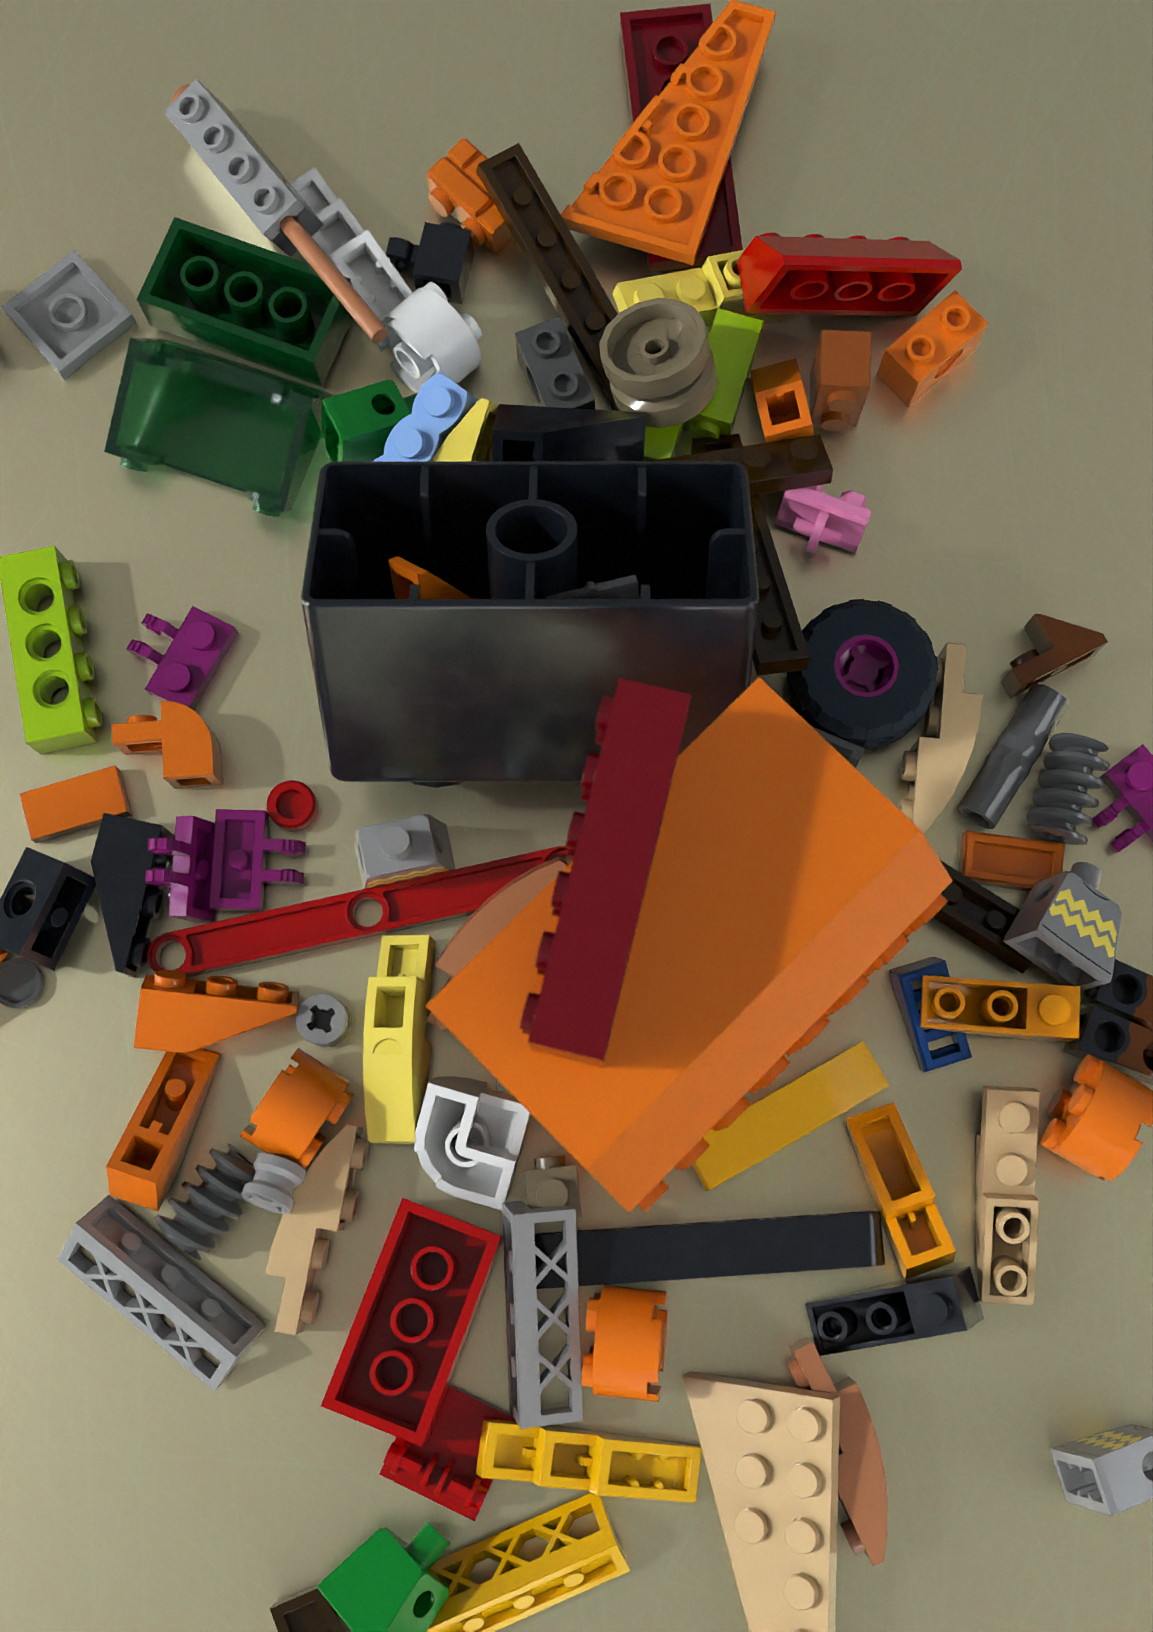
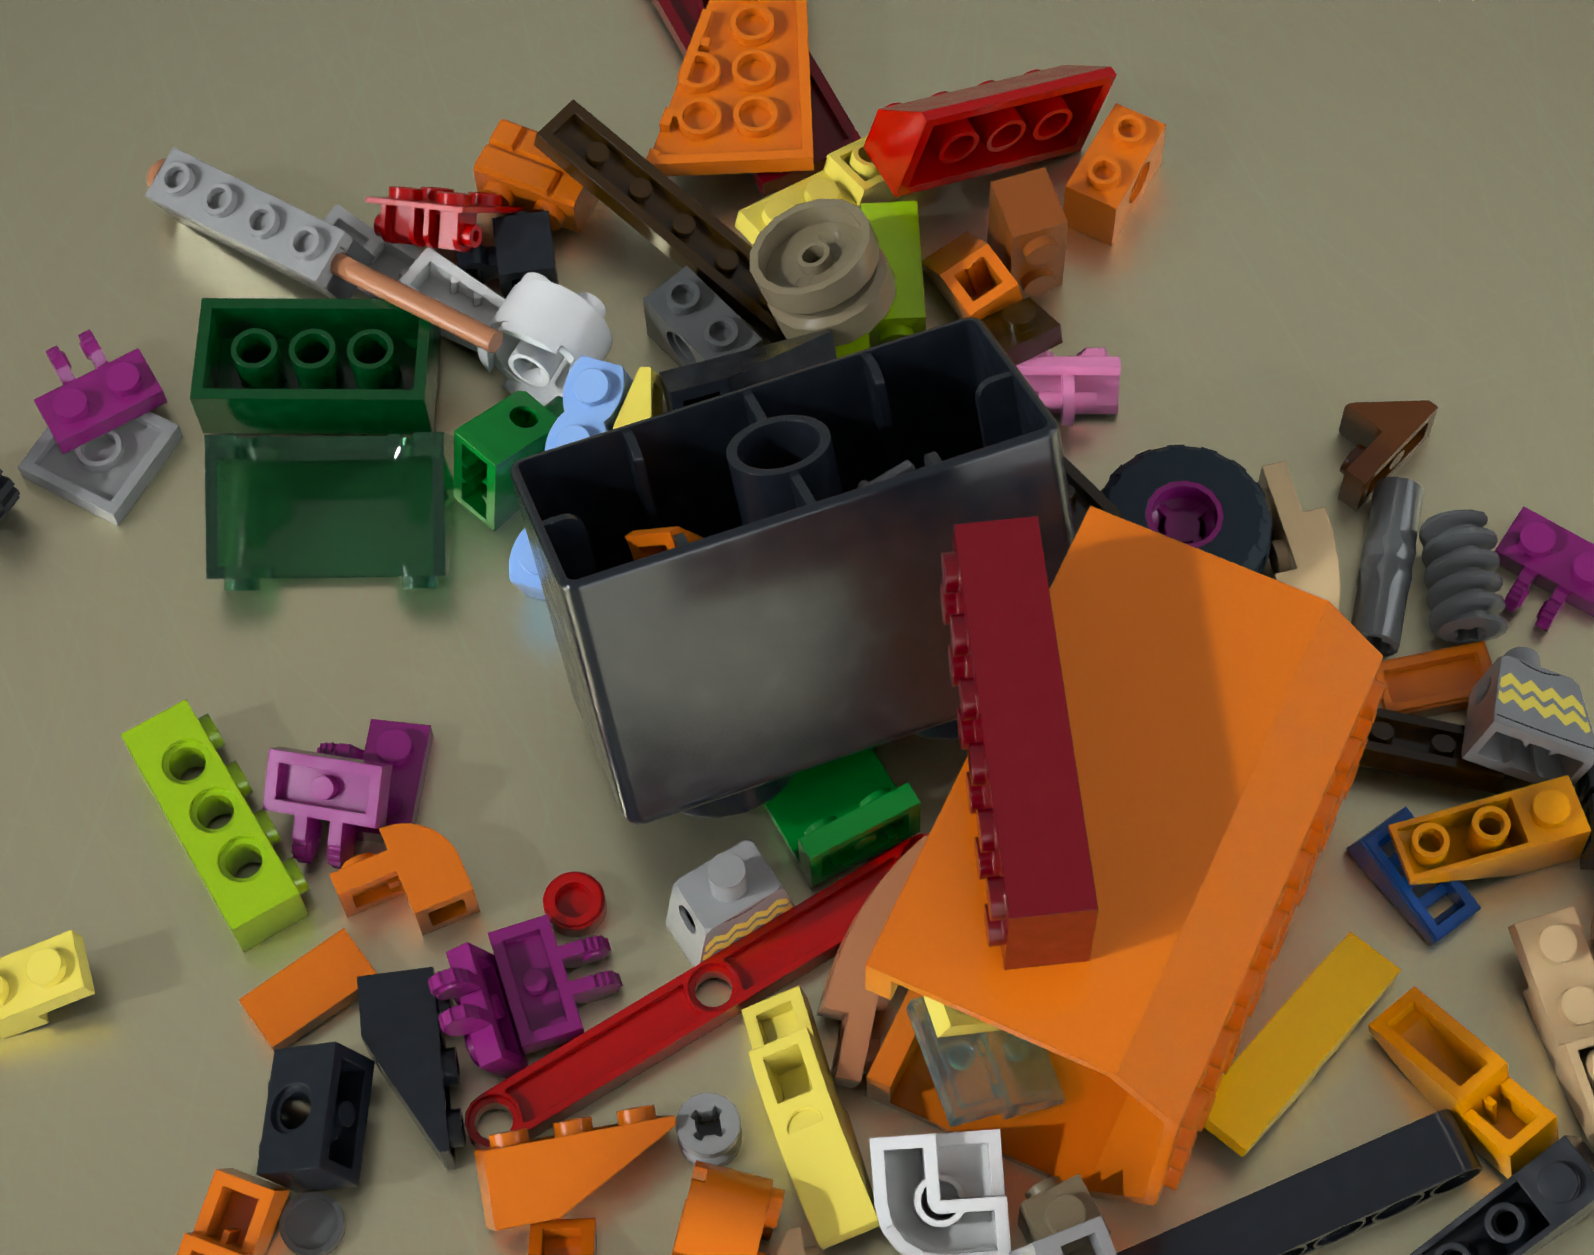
camera: 20 degrees left, 15 degrees down
(76, 272) = (98, 399): none -> magenta hinge
(131, 657) = (326, 789): none -> magenta hinge
(382, 205) = (434, 216): none -> red hinge
(513, 815) = (843, 814): none -> green bracket

